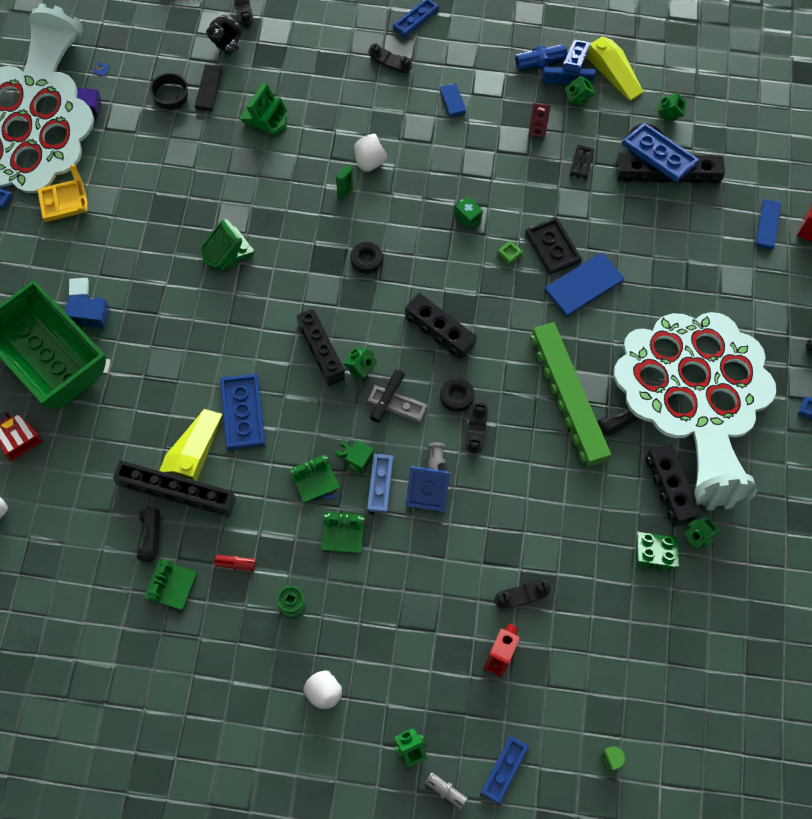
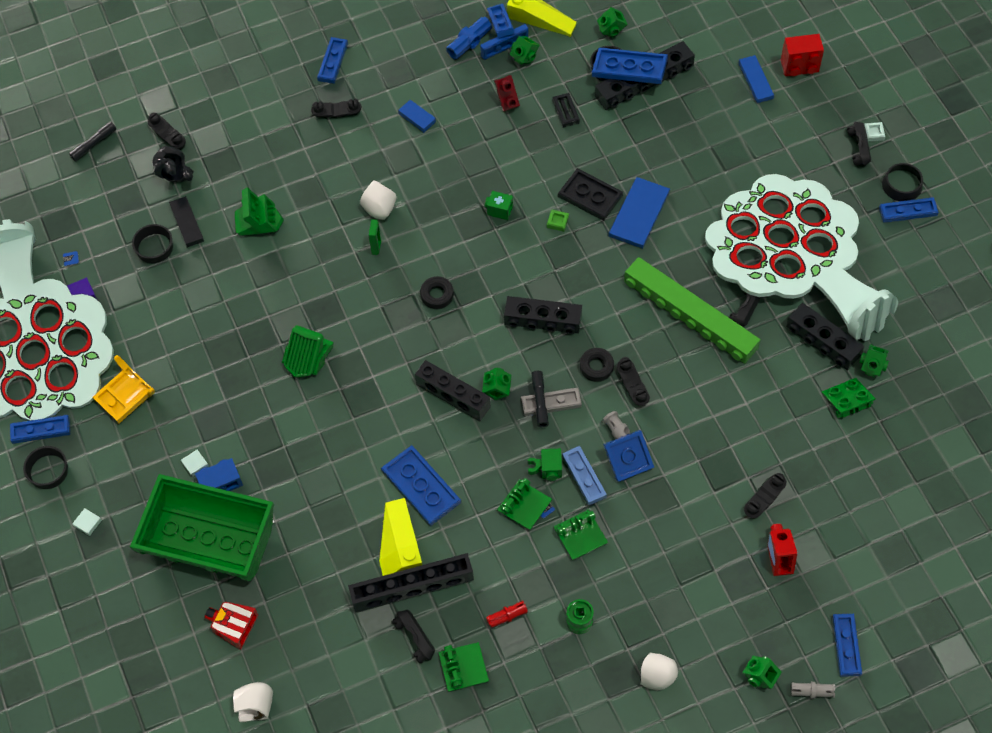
camera: 25 degrees left, 5 degrees down
(613, 758) = (926, 581): bright green brick -> none

